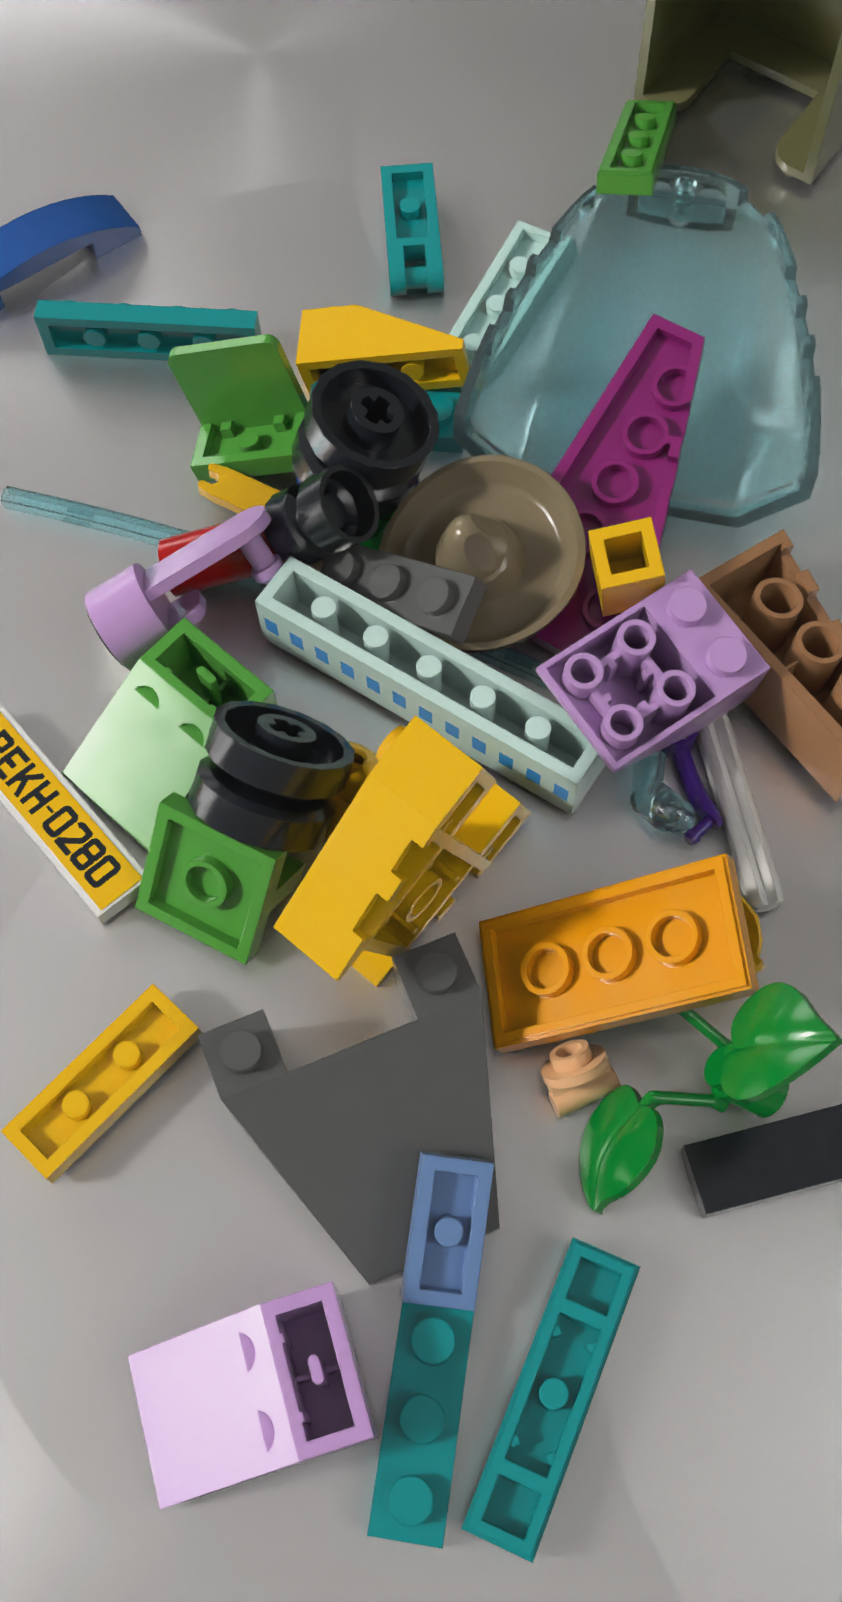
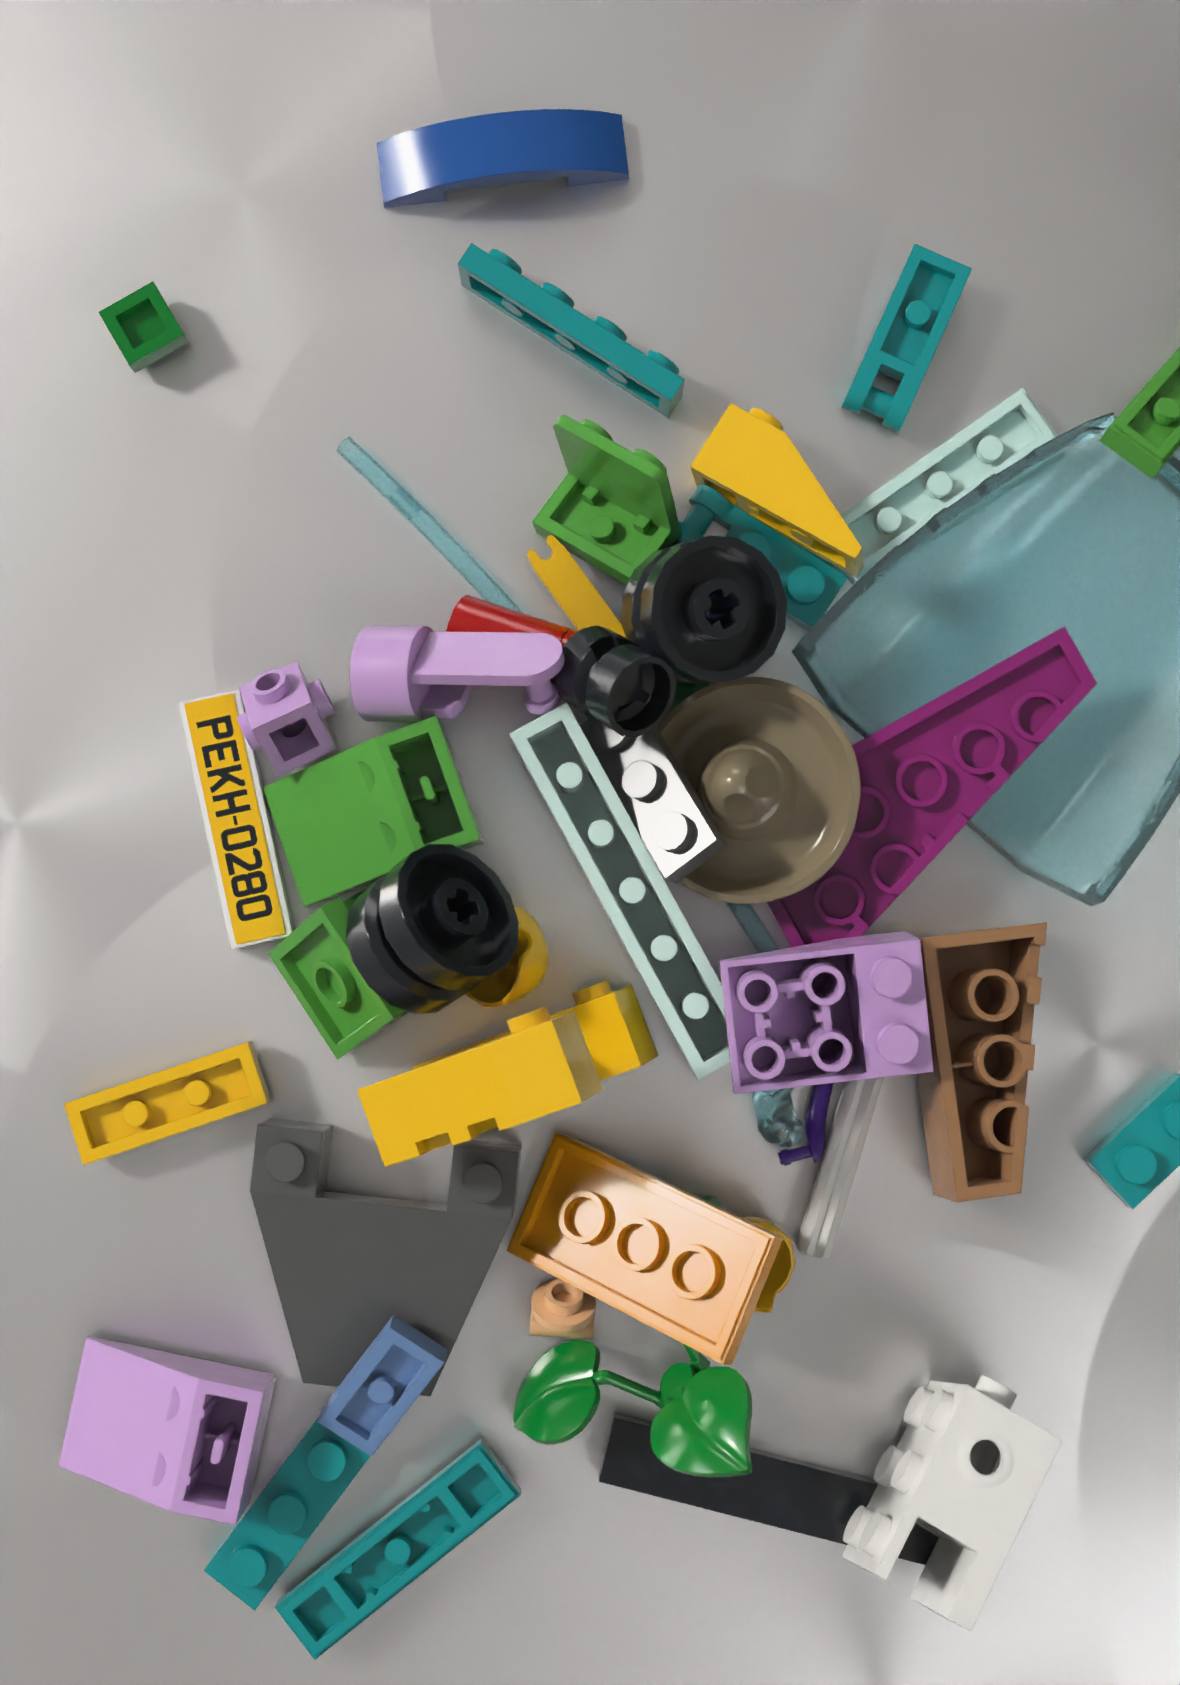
camera: 25 degrees right, 20 degrees up
(72, 703) = (286, 717): none -> lavender brick
(625, 564) = (866, 895): yellow brick -> none

